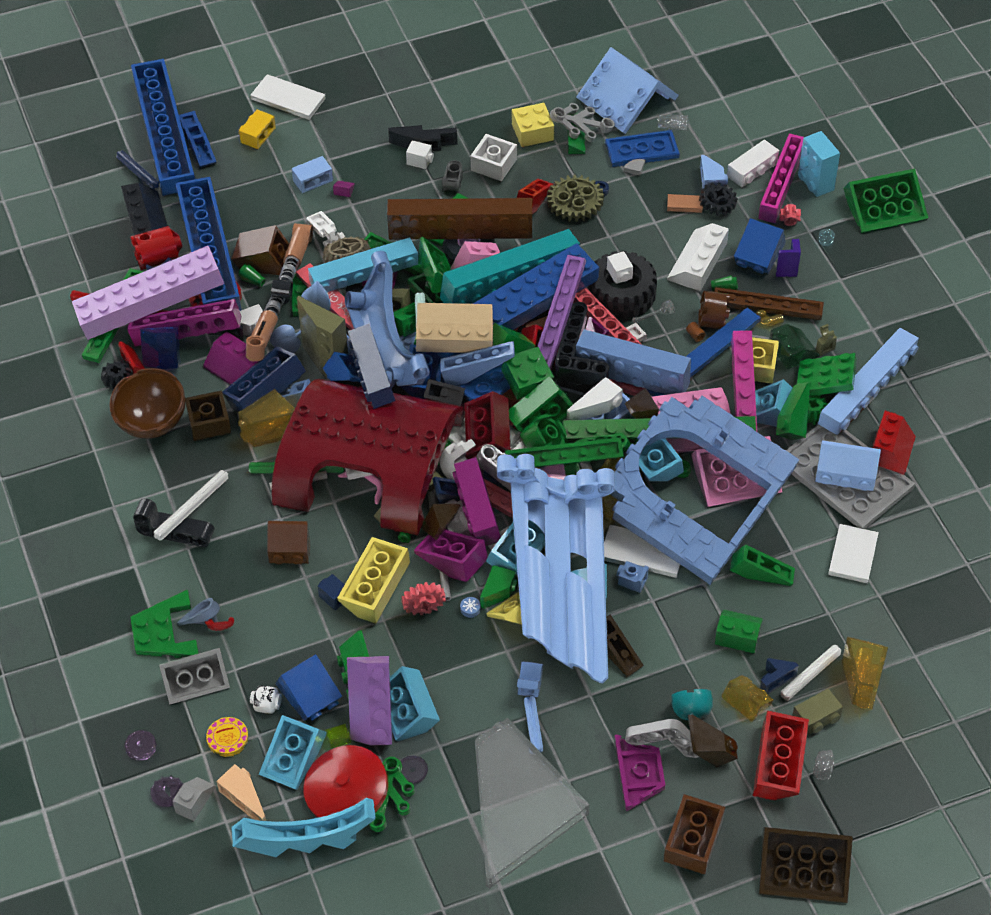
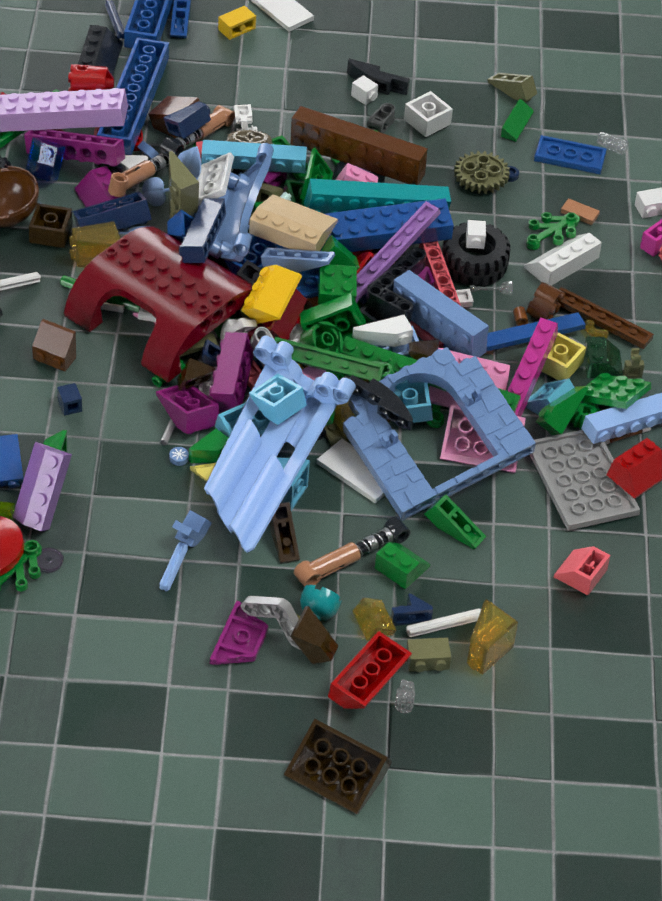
camera: 20 degrees right, 5 degrees down
(130, 357) = (17, 157): red slope -> none
(250, 275) = (157, 132): green cone -> none
(254, 298) = (148, 150): none -> medium blue beam
(281, 253) = (188, 119): none -> dark blue slope
(312, 174) = (261, 73): light blue brick -> none
(343, 188) = (282, 94): magenta slope -> none
(346, 302) = (215, 177): none -> white tile
(374, 579) = (108, 401): light yellow slope -> none
(410, 704) = (77, 507): medium azure slope -> none
(423, 598) = (139, 430): coral gear -> none
(476, 407) = (271, 294): none -> yellow slope
(520, 800) = (121, 619): clear slope -> none
(532, 124) = (481, 100): light yellow brick -> none
(537, 191) = (443, 157): red slope -> none
(545, 513) = (278, 398): none -> medium azure slope
(553, 96) = (515, 85): none -> olive slope
(561, 116) = (509, 101): light grey plant -> none
(621, 89) = (578, 97): light blue bracket -> none
(632, 576) = (335, 486): medium blue brick -> none
(635, 166) = (553, 166): light grey tile -> none
(650, 476) = (388, 402): none -> black slope
(665, 674) = (312, 572): none -> piece
(680, 216) = (569, 220): none -> green plant
(694, 834) = (253, 702): reddish brown brick -> none
(712, 172) = (618, 197): light blue slope -> none
(718, 199) = (611, 217): black gear -> none
(726, 282) = (574, 286): green cone -> none
(759, 246) = (623, 268): blue slope -> none
(789, 260) = (641, 288): dark purple panel -> none
(847, 465) = (581, 468): light blue slope -> none
(853, 553) = (547, 545): white tile -> none
(901, 564) = (583, 568): none -> coral slope

